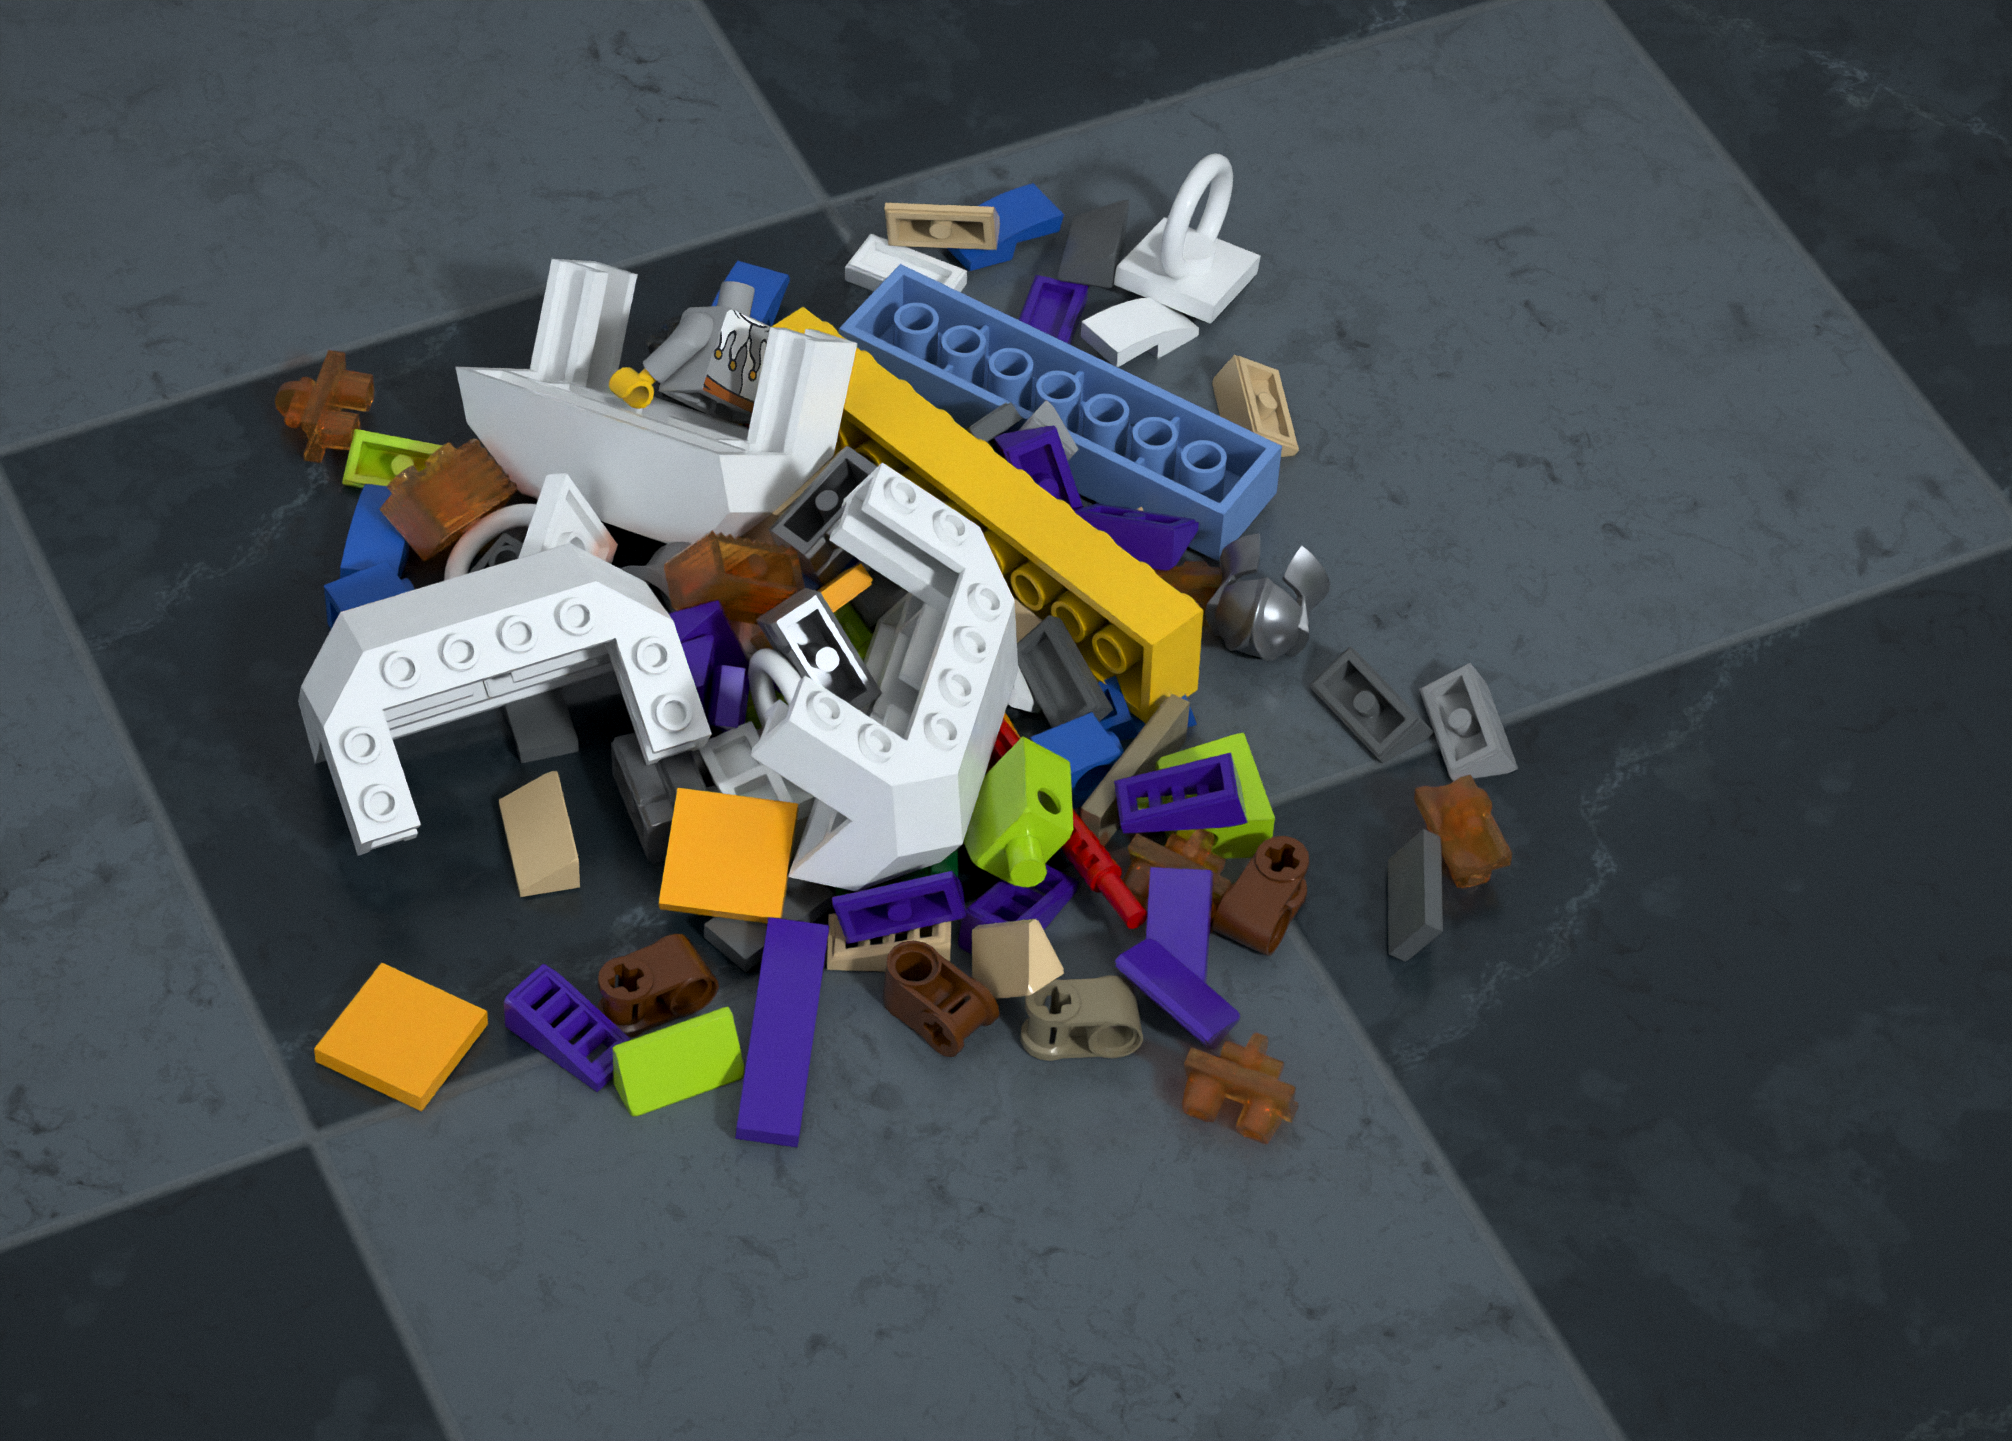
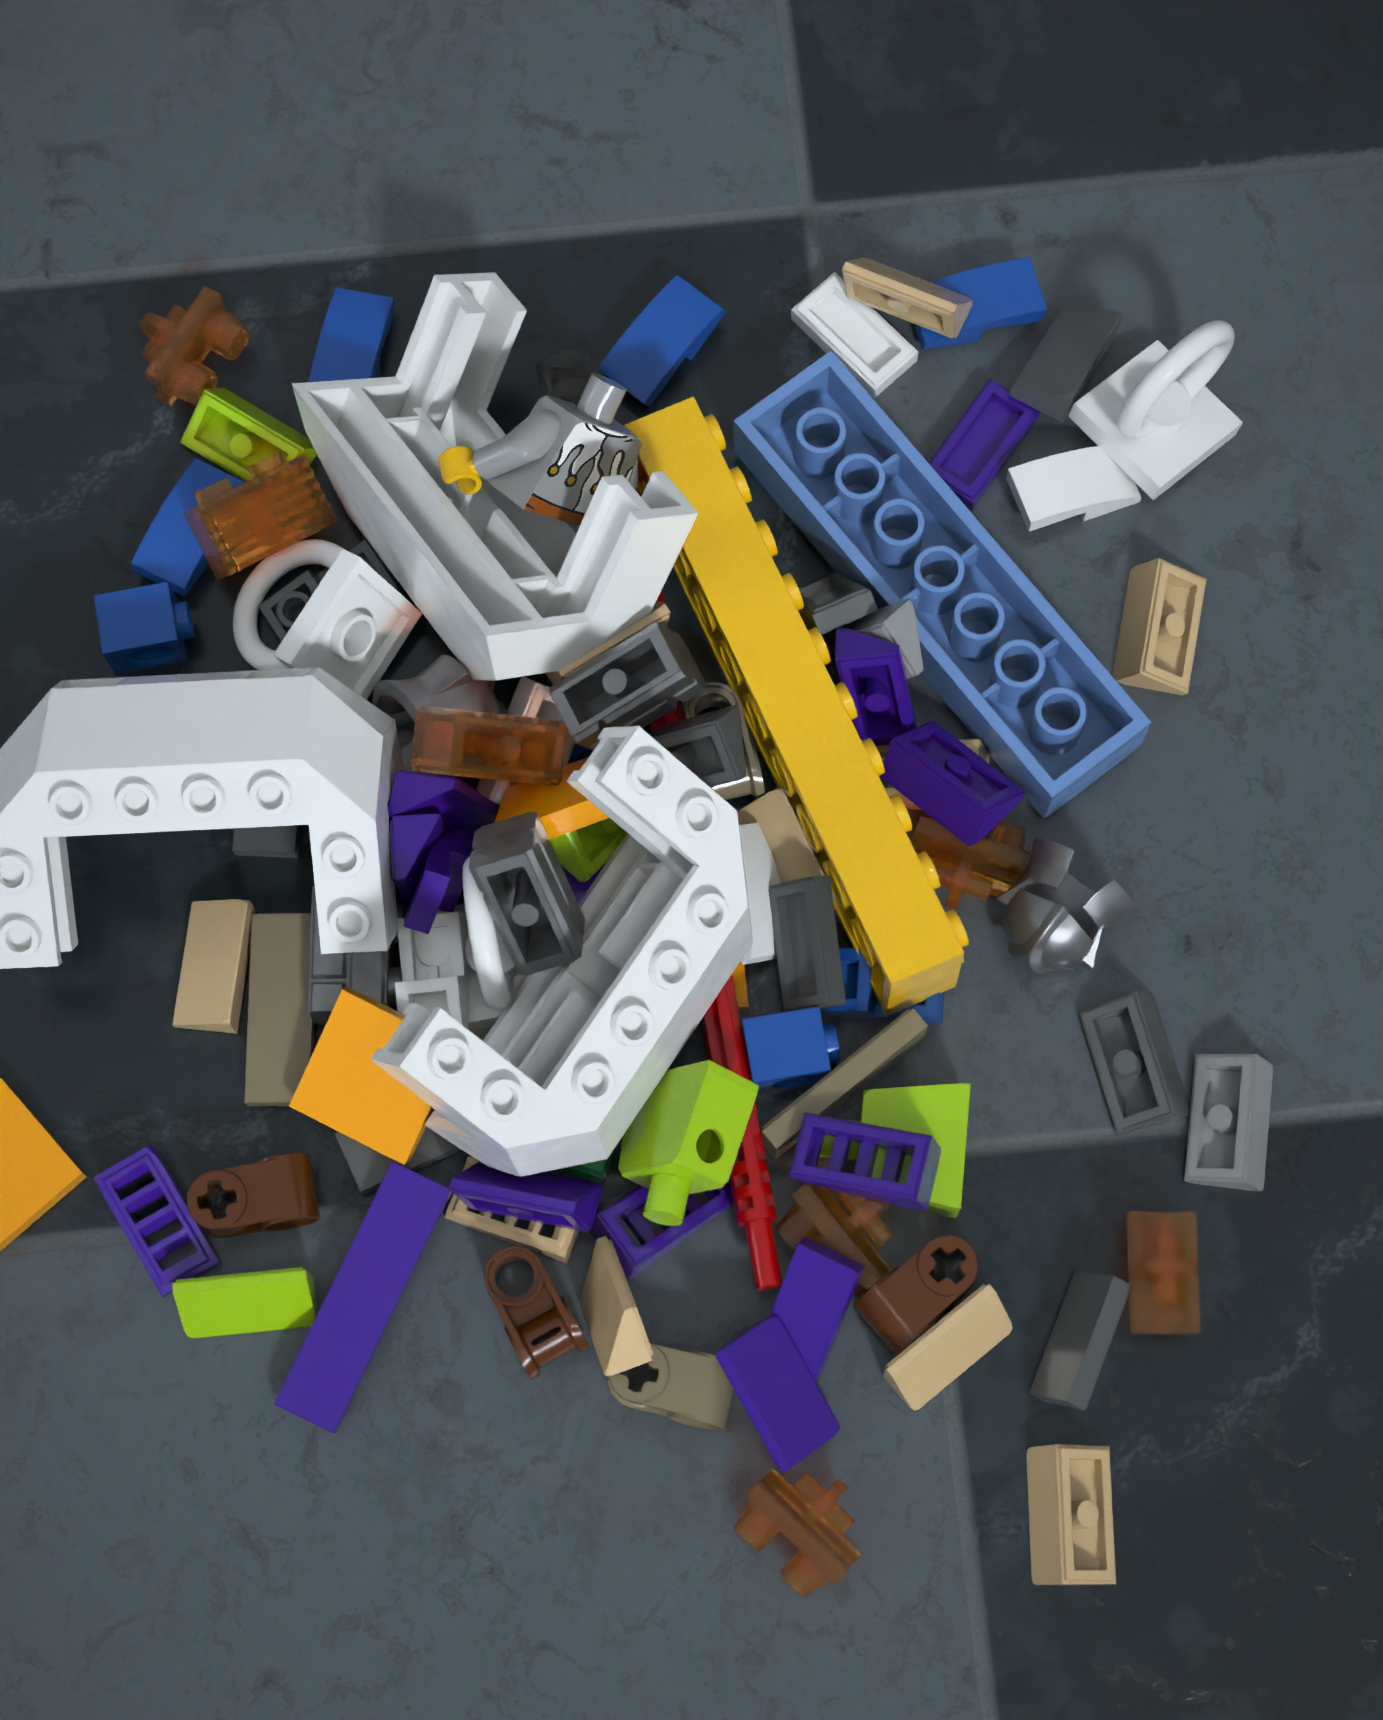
camera: 25 degrees right, 25 degrees up
(462, 352) = (352, 336): none -> blue slope
(615, 855) = (278, 1016): none -> dark tan tile
(1305, 933) = (948, 1348): none -> tan slope
(1461, 1028) = (1070, 1515): none -> tan slope

